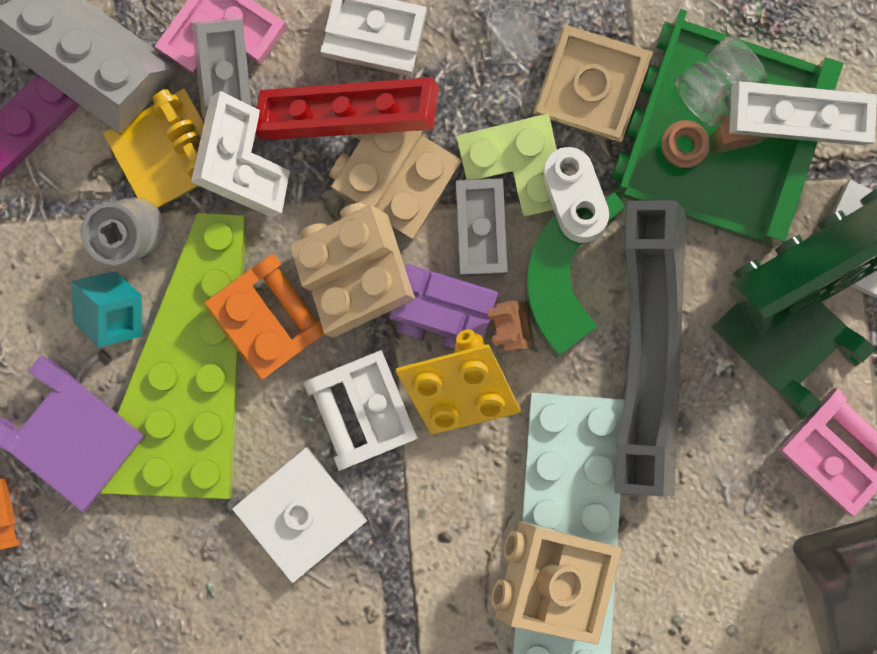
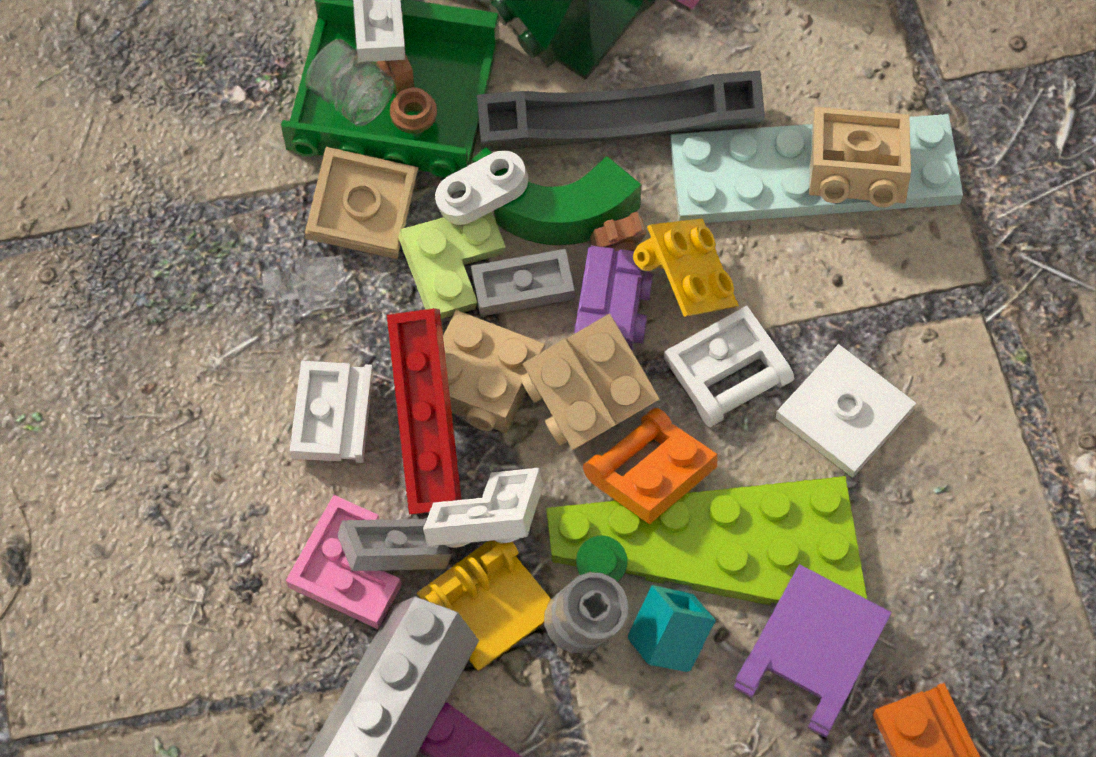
camera: 100 degrees left, 20 degrees down
(175, 254) = (603, 556): none -> green plate

